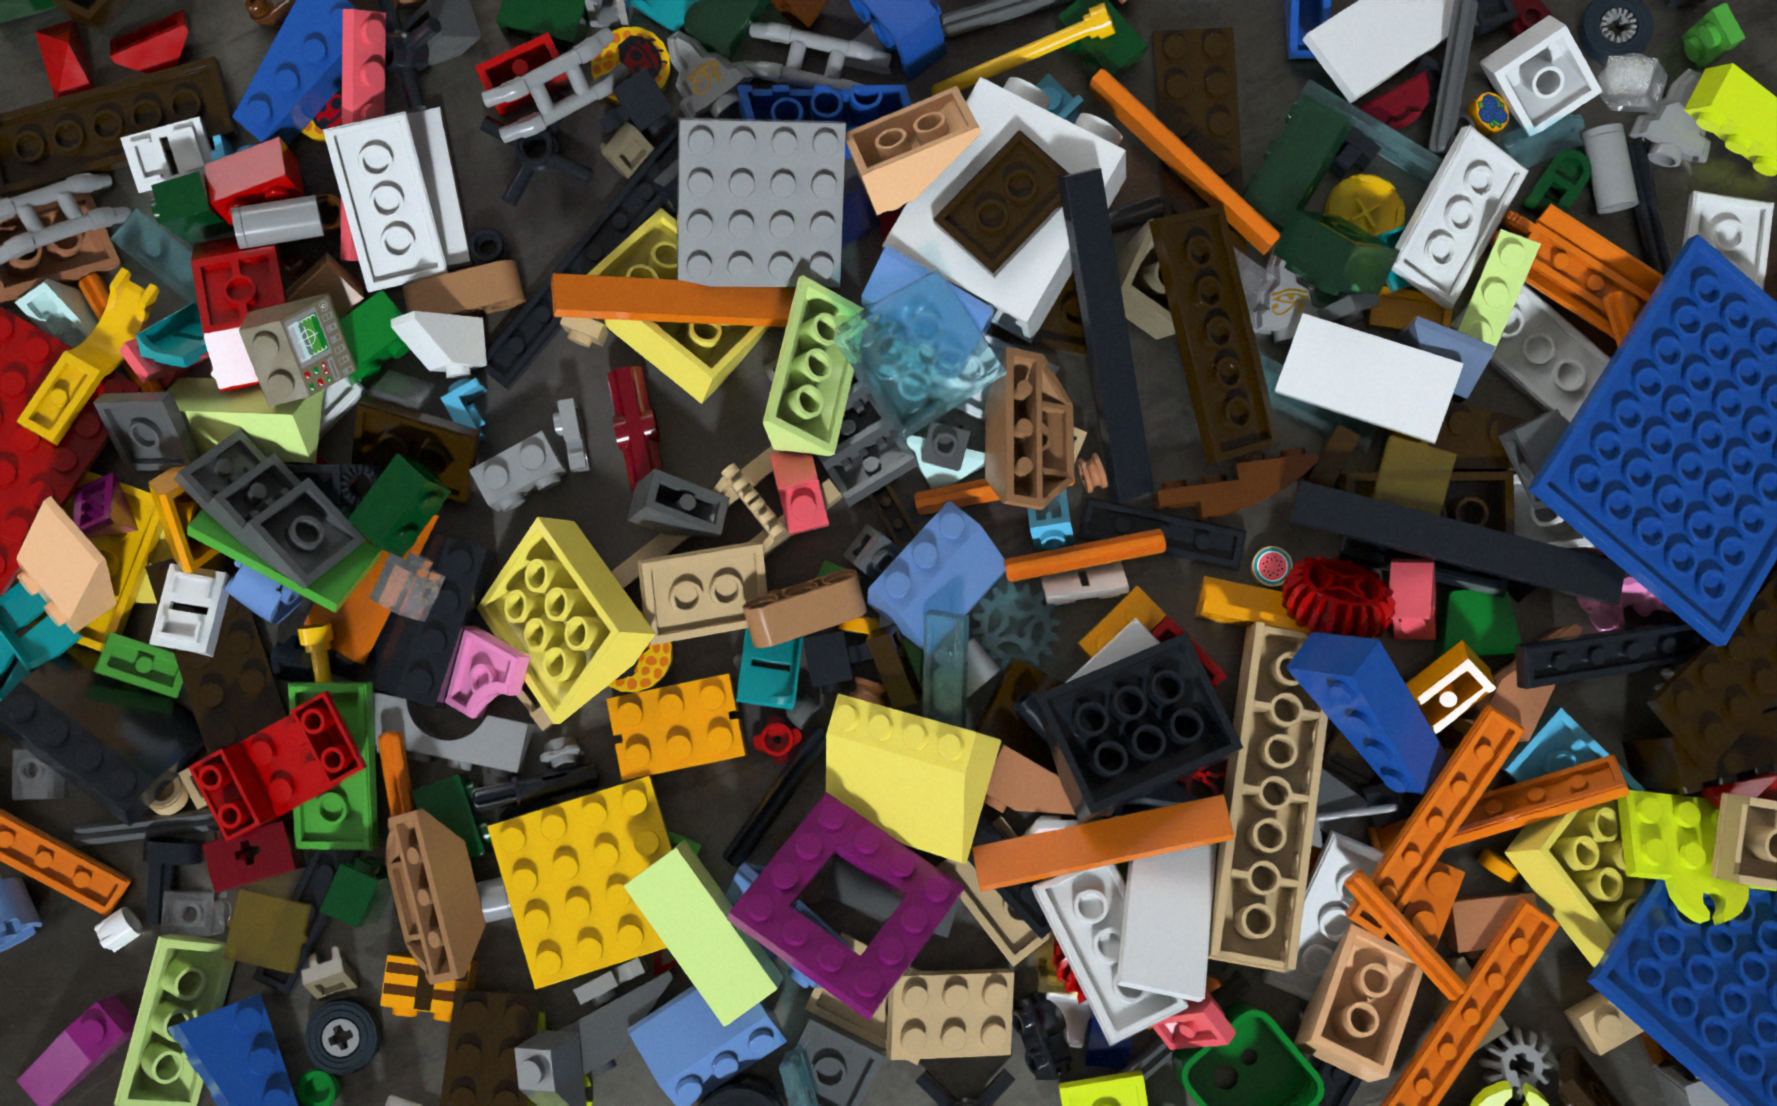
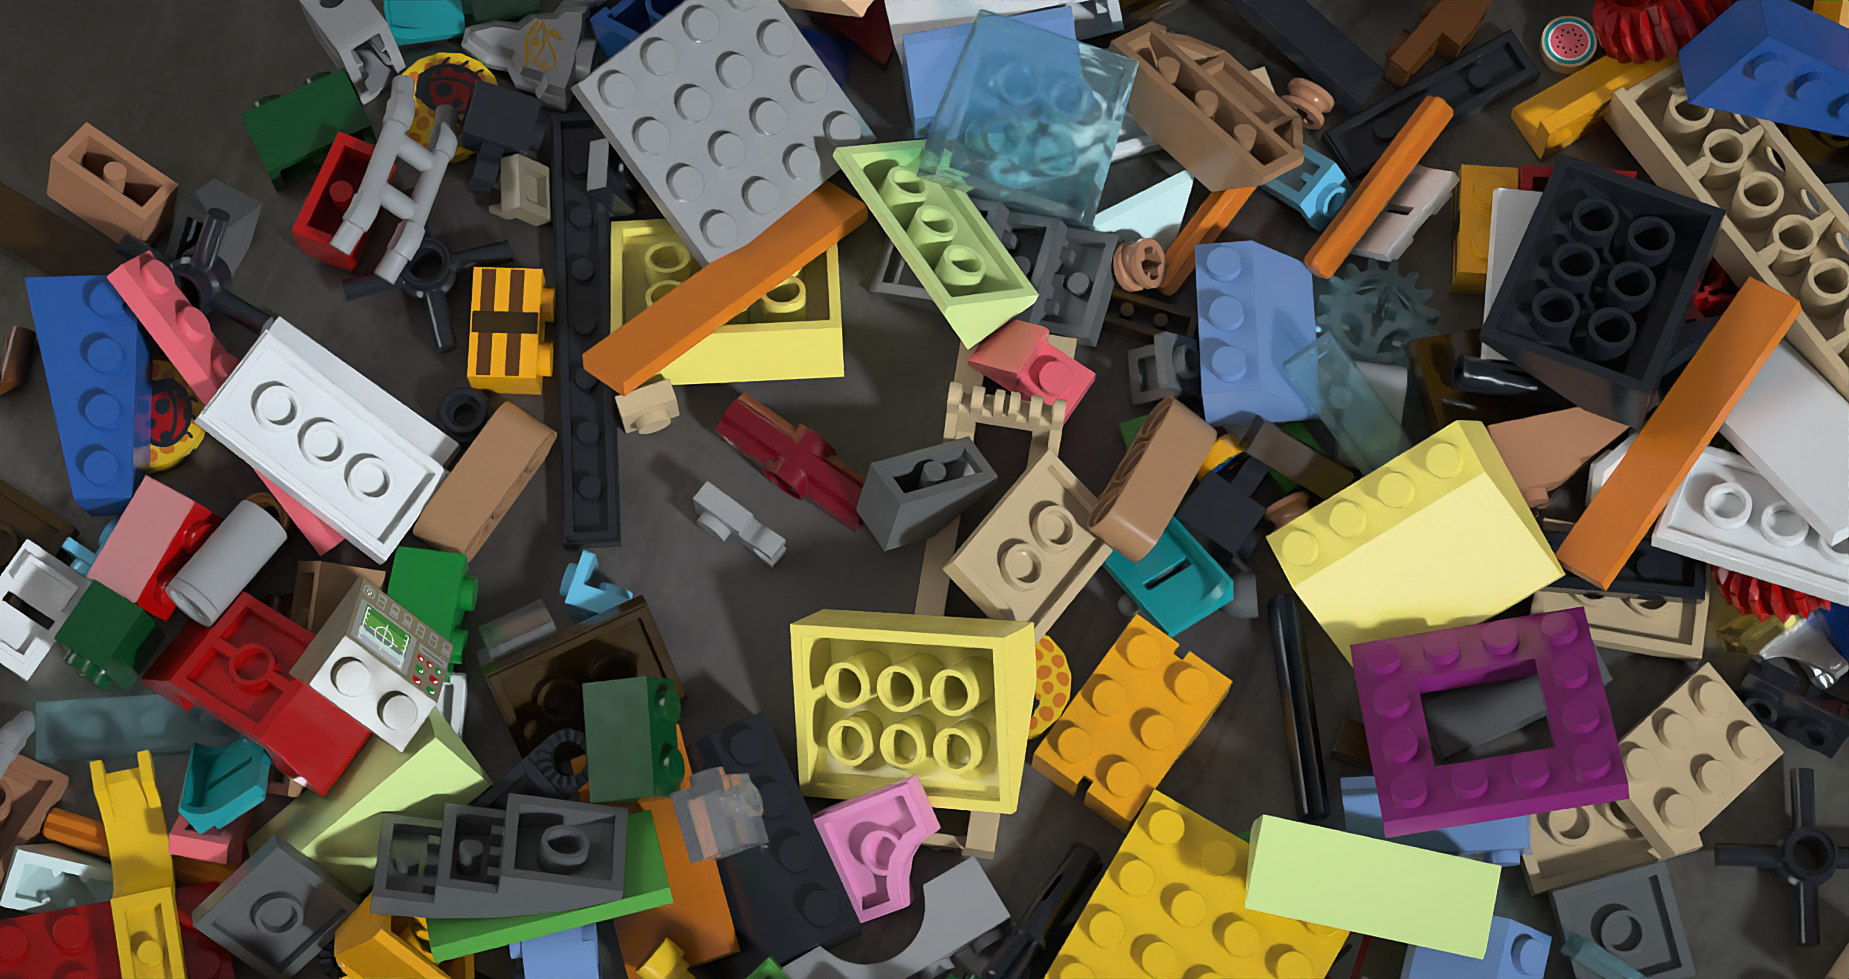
camera: 45 degrees left, 10 degrees down
(444, 341) = (514, 542): white slope -> none
(519, 472) = (716, 610): light grey brick -> none
(549, 221) = (509, 330): none -> light orange brick
(561, 753) = (1034, 862): light grey plate -> none
(766, 742) = (1253, 636): red plate -> none
(912, 483) = (1140, 264): none -> nougat bush
(945, 445) = (1137, 196): dark grey bracket -> none

